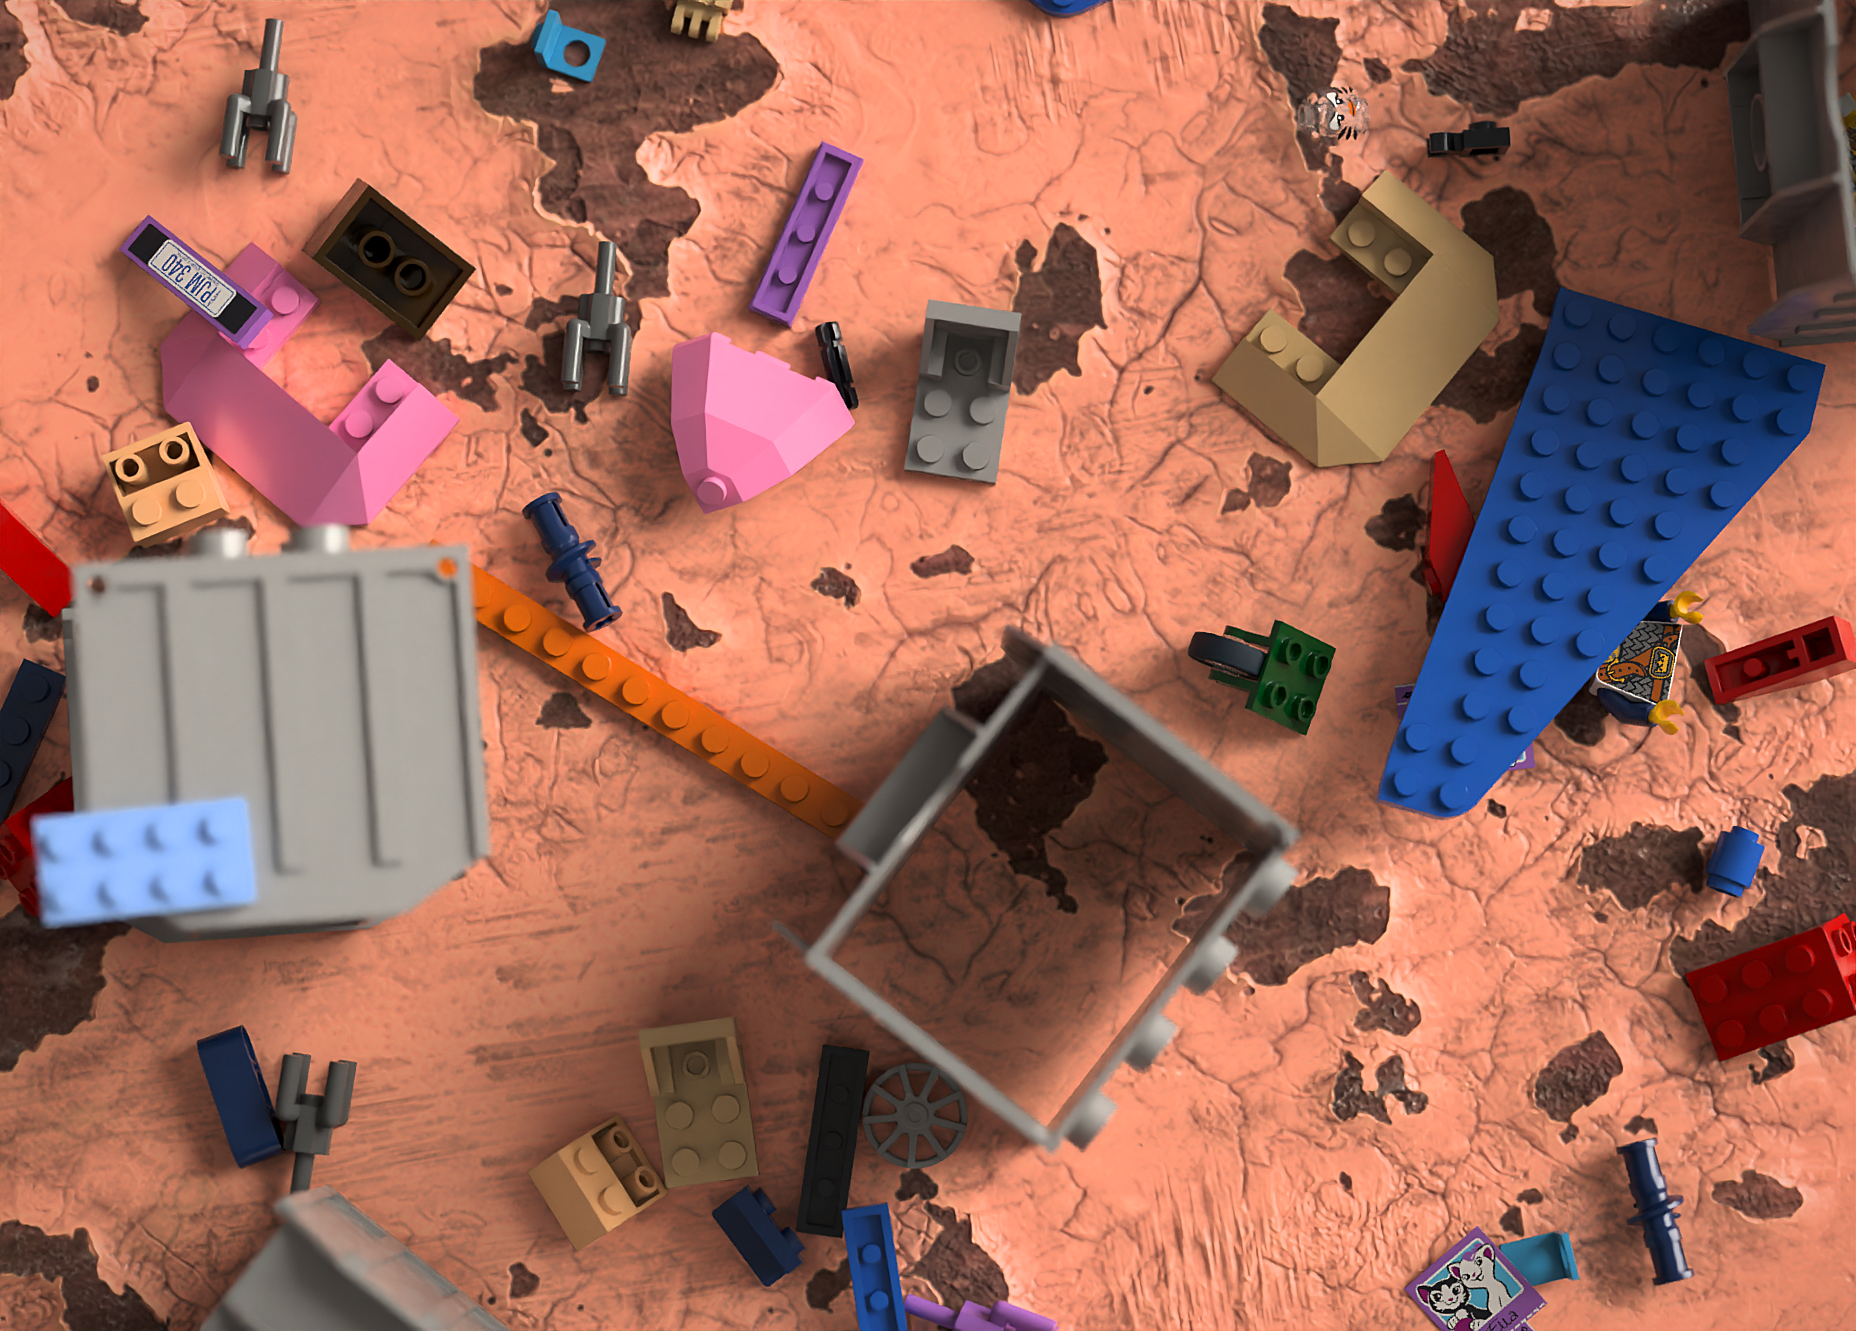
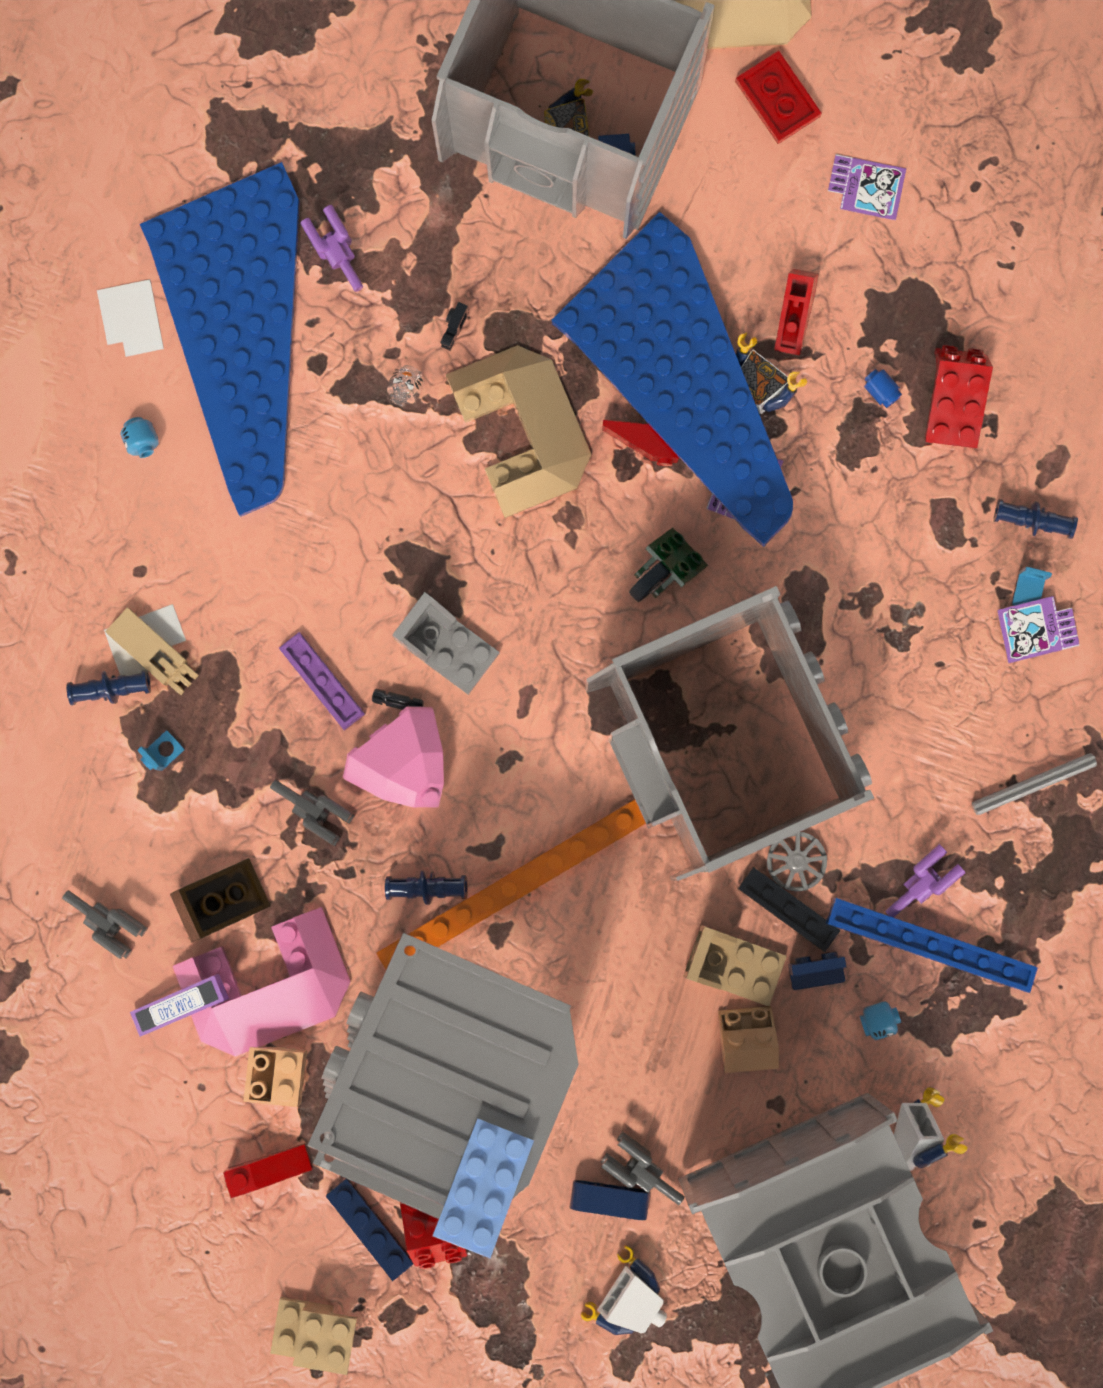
camera: 60 degrees left, 0 degrees up
(104, 1209) = (631, 1301): none -> white torso

